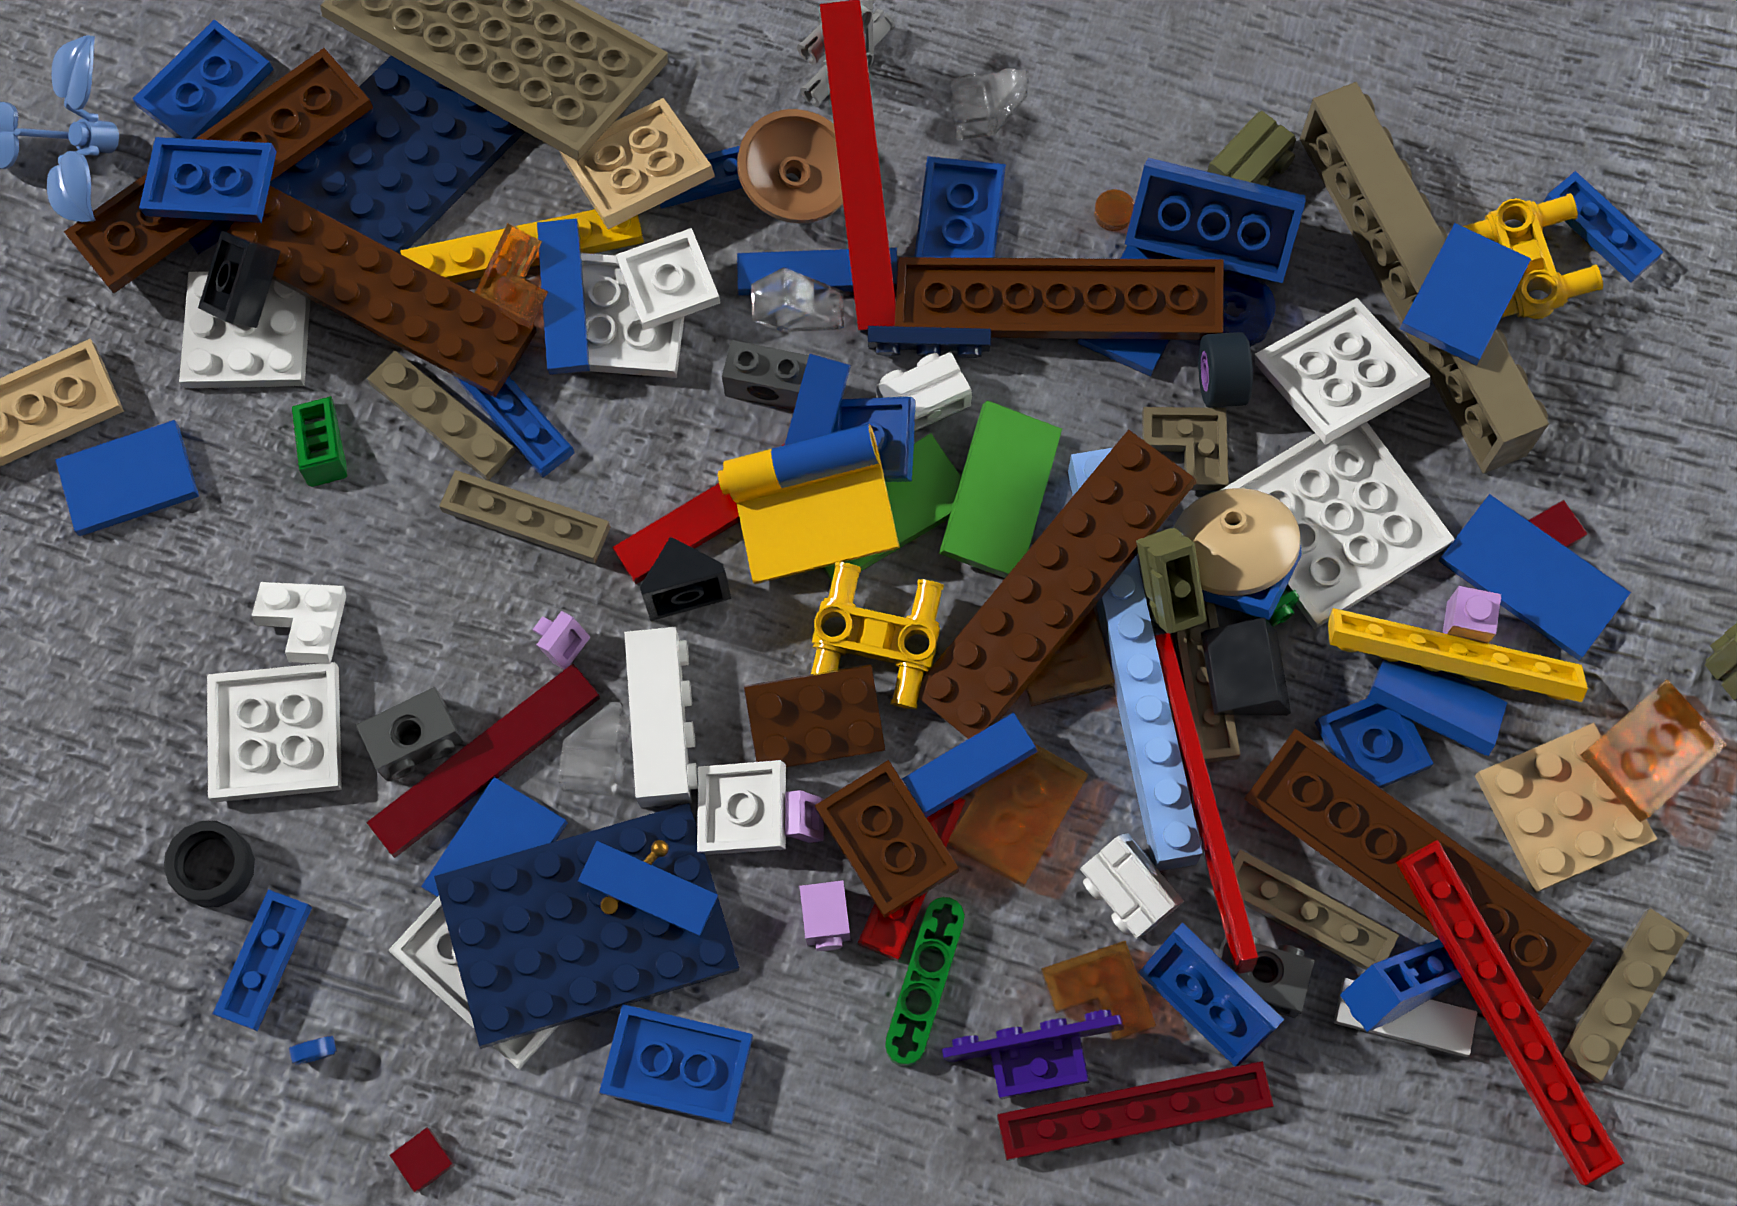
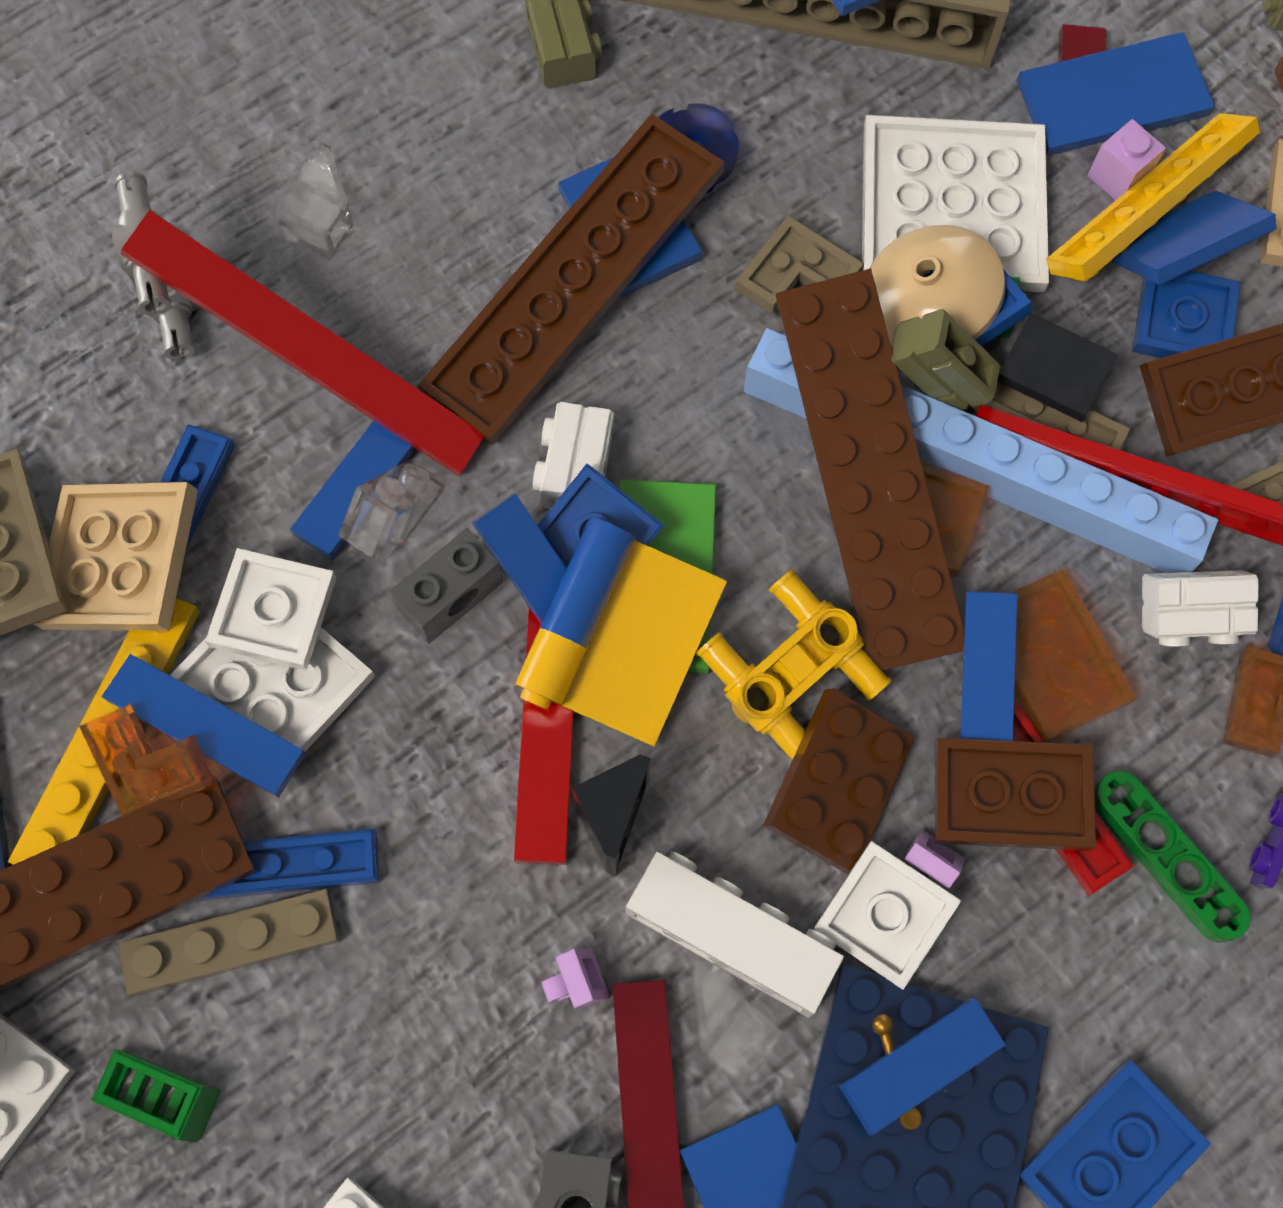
camera: 60 degrees left, 0 degrees up
(525, 516) = (412, 929): dark tan plate -> none
(794, 144) = (247, 387): medium nougat dish -> none
(825, 915) = (1050, 906): lavender brick -> none
(929, 340) = (525, 417): dark blue plate -> none
(960, 209) = (407, 303): blue tile -> none
(1000, 490) = (726, 457): bright green tile -> none
(1113, 210) = (515, 177): clear orange tile -> none
(1215, 217) = (605, 94): blue brick -> none
(1225, 369) = (755, 188): black wheel -> none
(1342, 370) = (824, 101): white plate -> none

